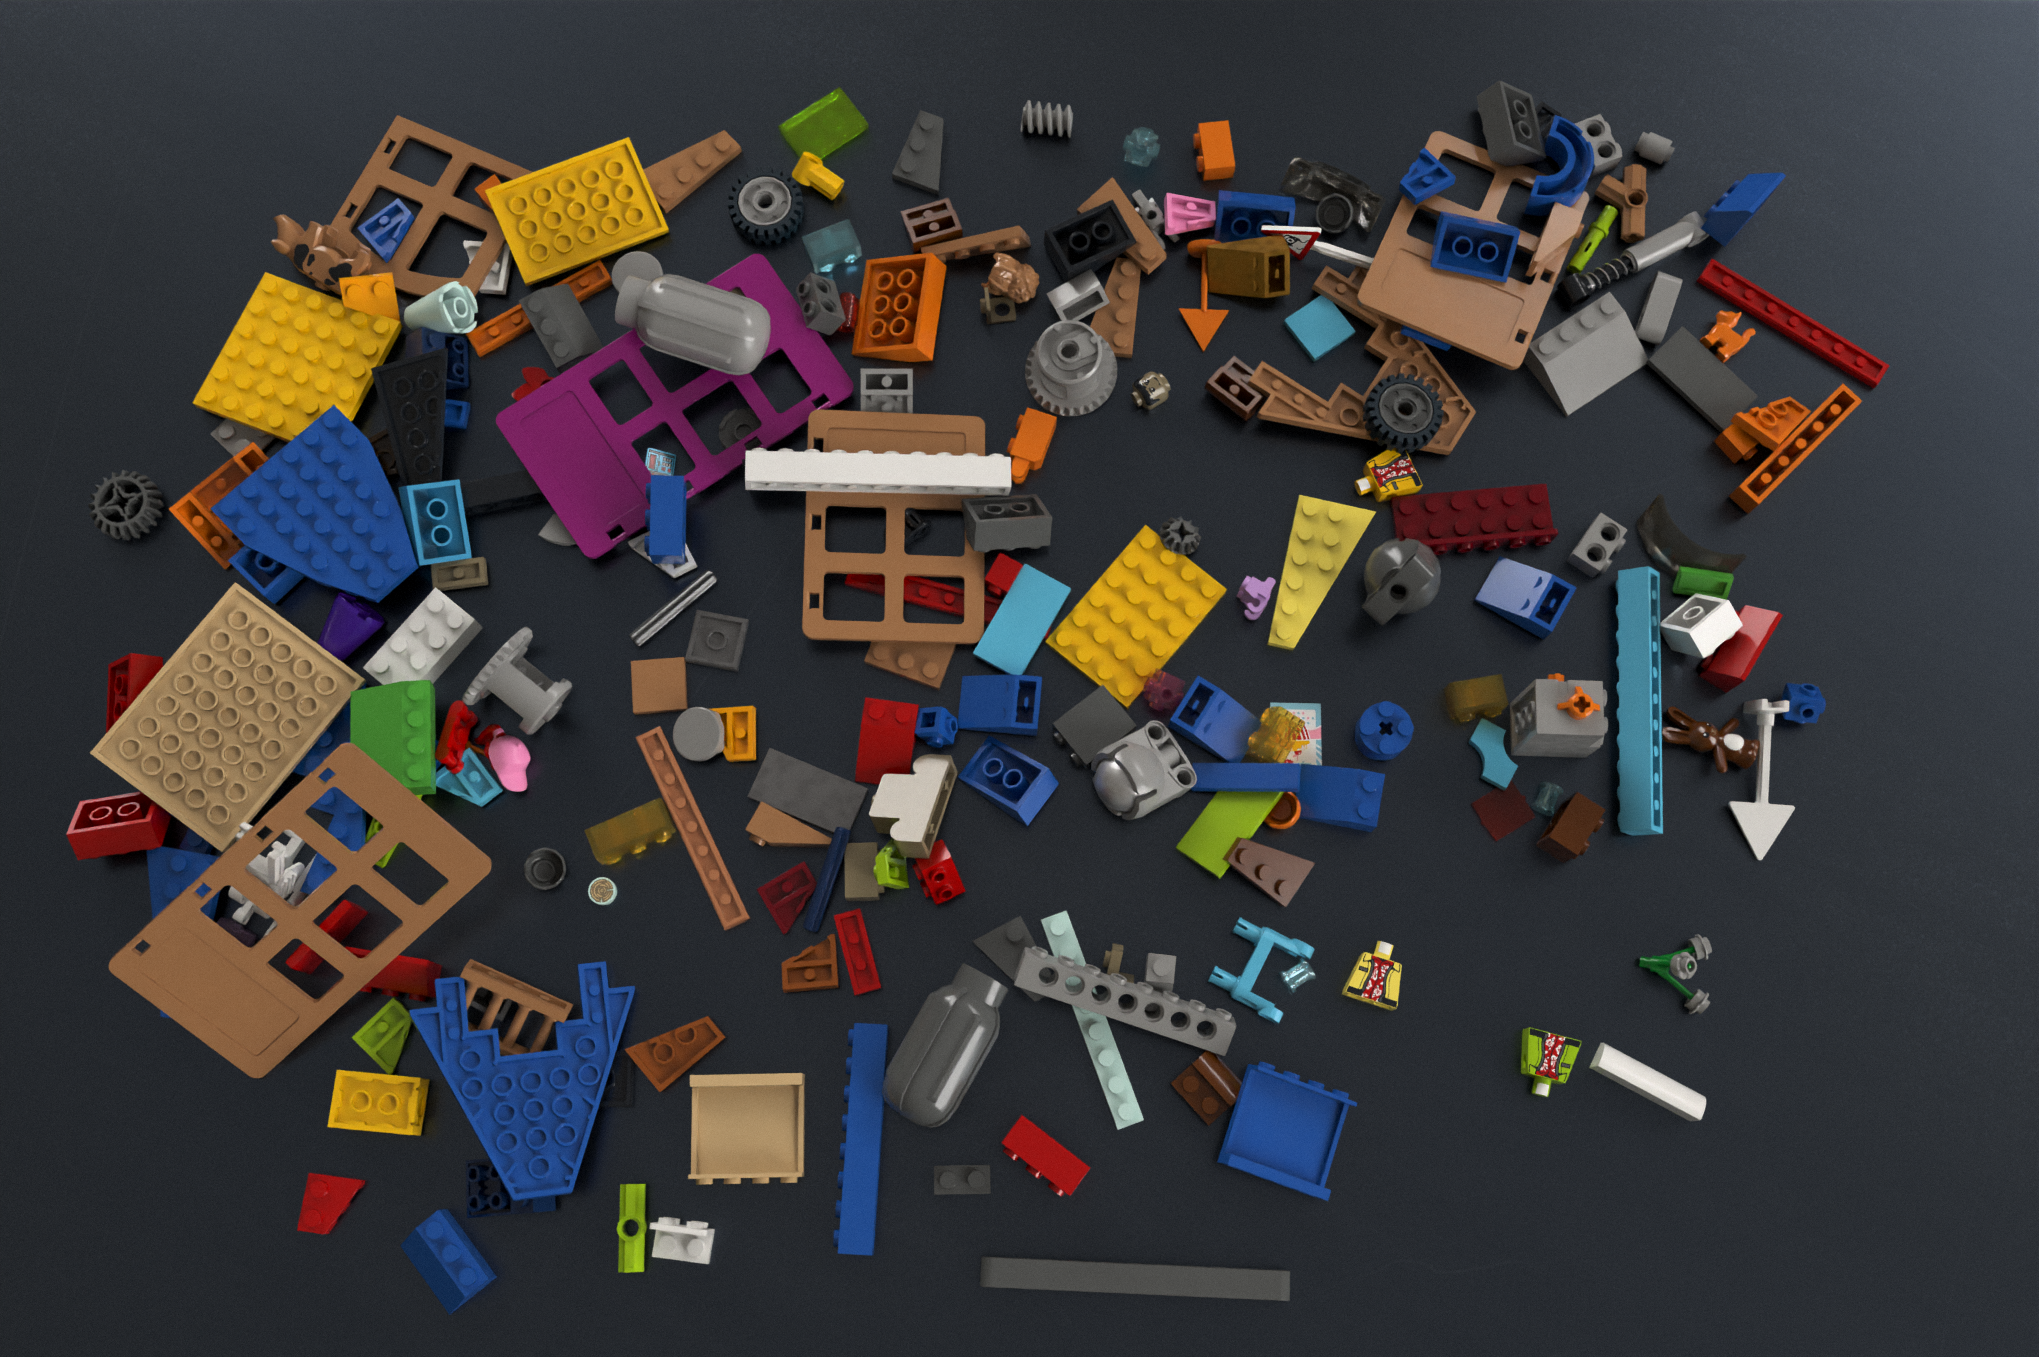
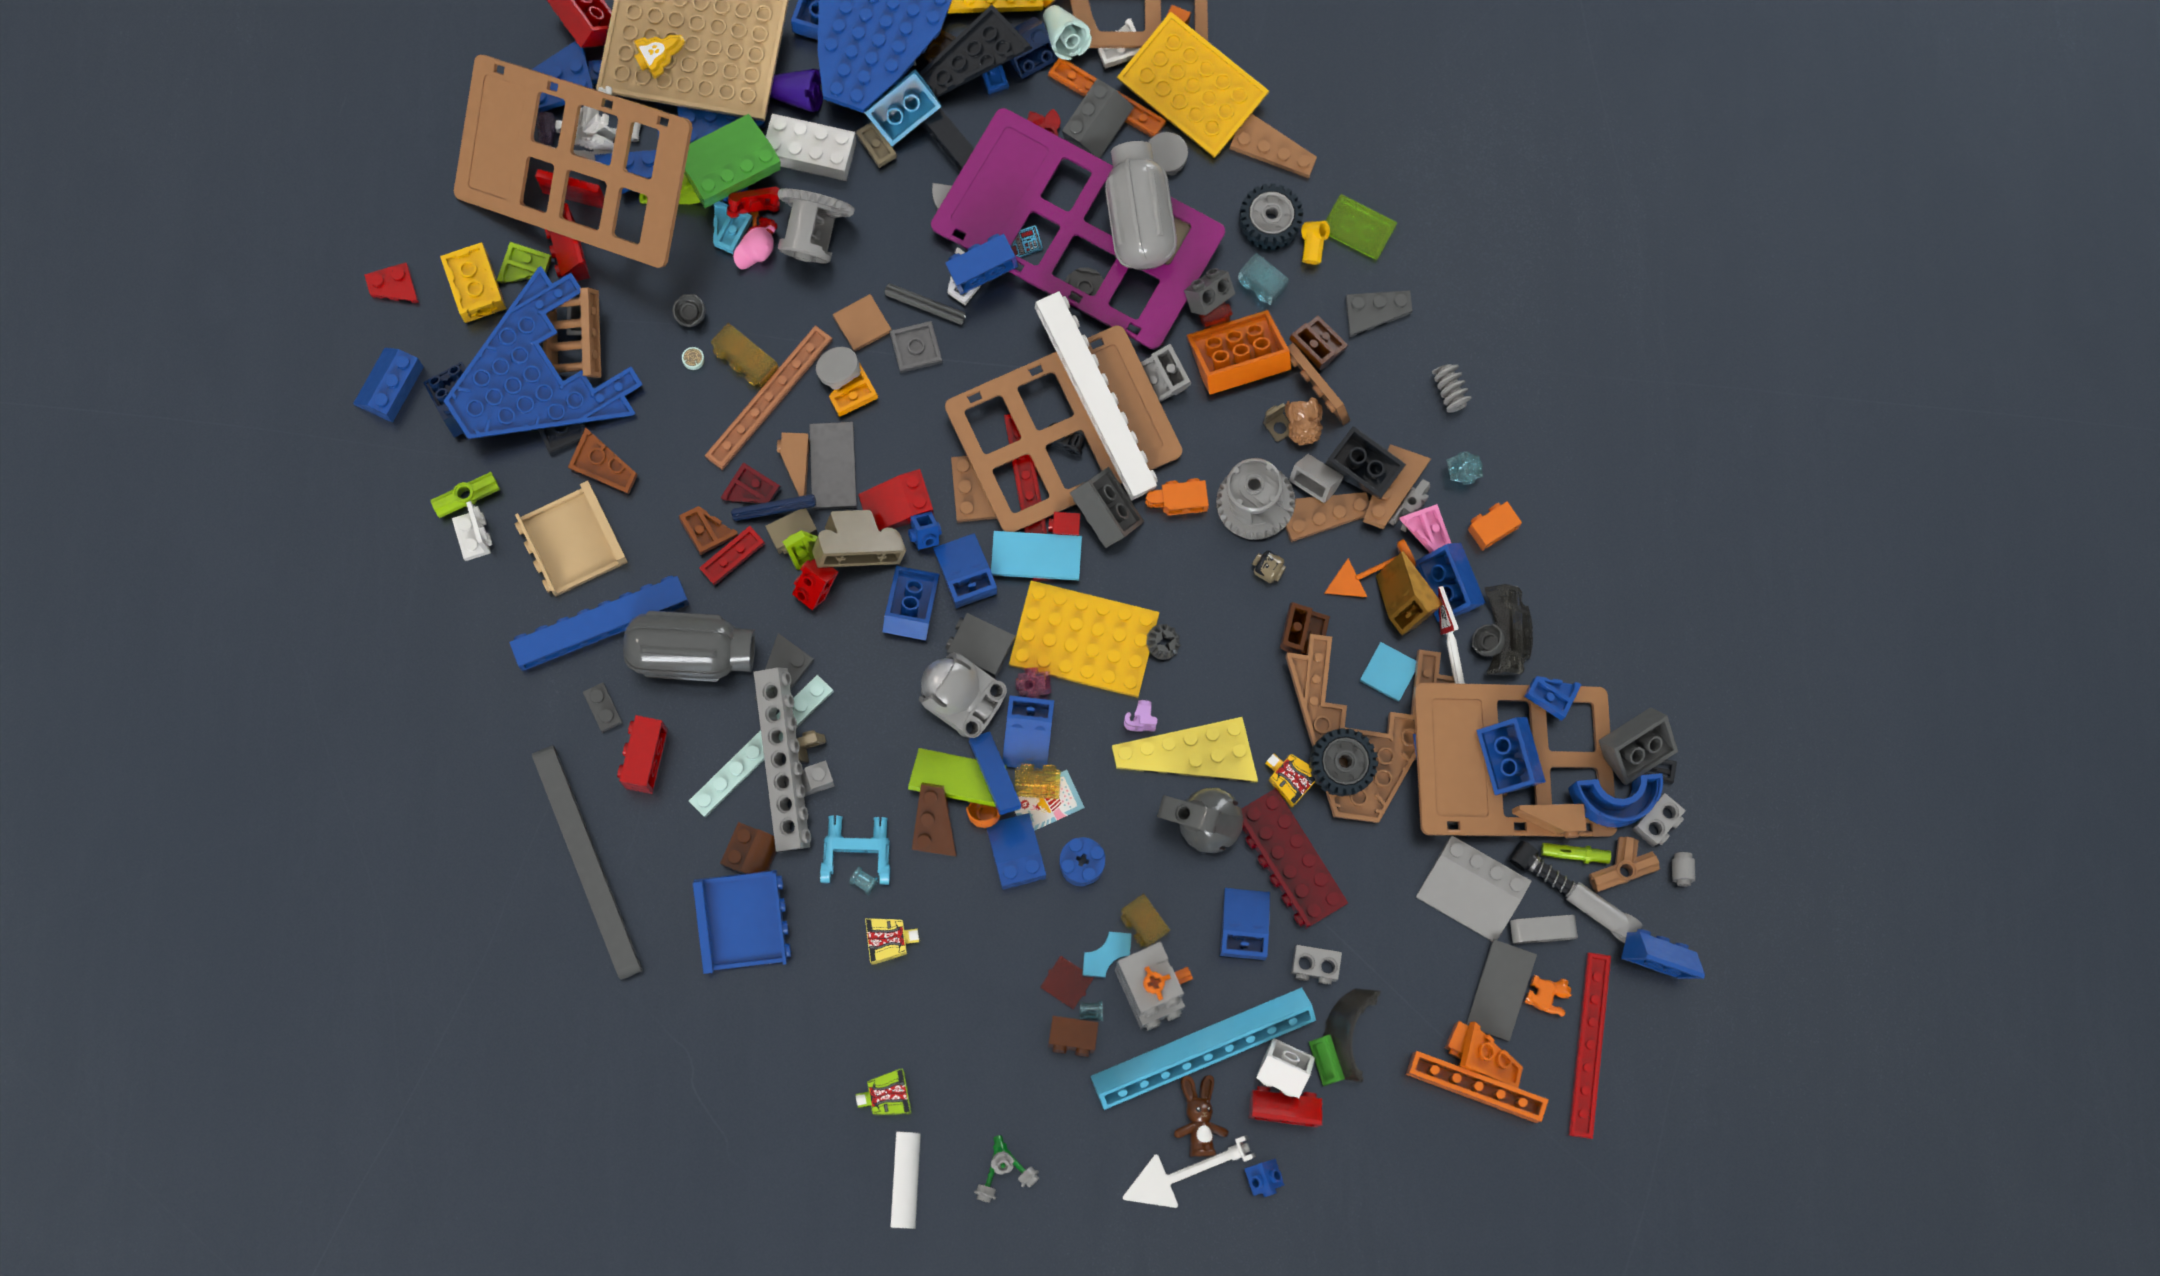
camera: 60 degrees right, 0 degrees up
(219, 761) = (657, 52): none -> yellow rock

